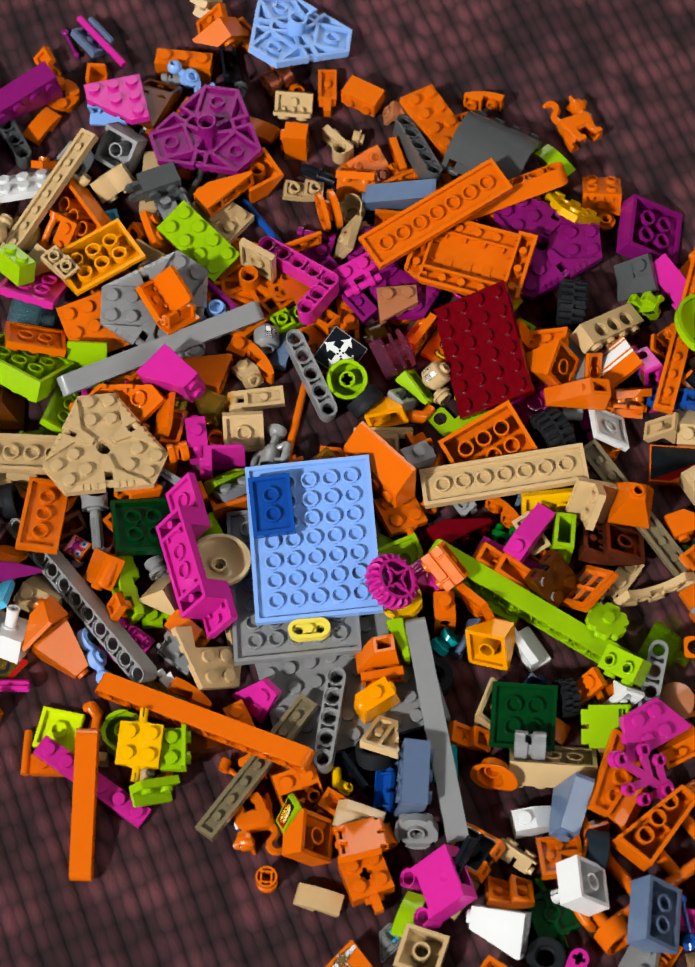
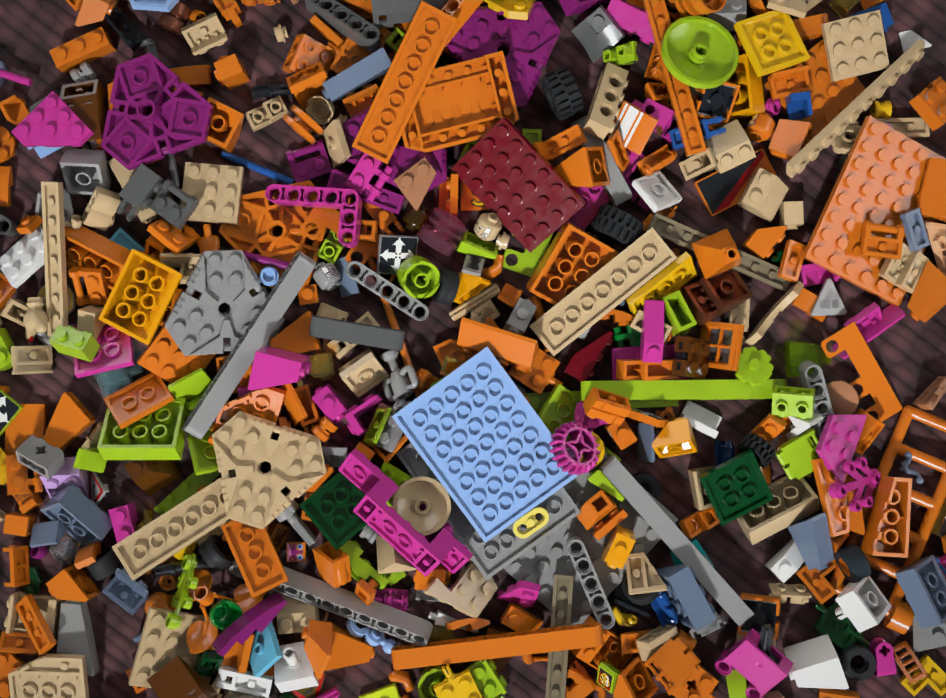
camera: 35 degrees left, 25 degrees up
(59, 263) = (113, 324): tan slope -> none
(164, 293) = (222, 303): orange bracket -> none
(177, 320) = (248, 314): orange hinge -> none
(189, 78) = (96, 63): light blue piece -> none
(198, 240) = (214, 226): lime plate -> none
(213, 439) = (342, 390): orange hinge -> none
(220, 192) = (201, 170): orange slope -> none
(256, 355) = (342, 303): orange slope -> none
(259, 258) = (275, 212): tan plate -> none
(261, 393) = (357, 333): none -> dark grey beam
(271, 505) = (437, 440): blue plate -> none
(306, 242) = (299, 168): orange slope -> none
(338, 144) = (259, 46): tan plate -> none
(445, 641) = (635, 456): teal wheel -> none
(494, 774) = (736, 540): orange piece -> none
(510, 894) = (804, 631): orange slope -> none
(530, 745) = (764, 509): light grey wheel -> none
(581, 394) = (623, 183): orange slope -> none
(591, 501) = (686, 273): tan bracket -> none
(635, 393) = (656, 150): orange plate -> none

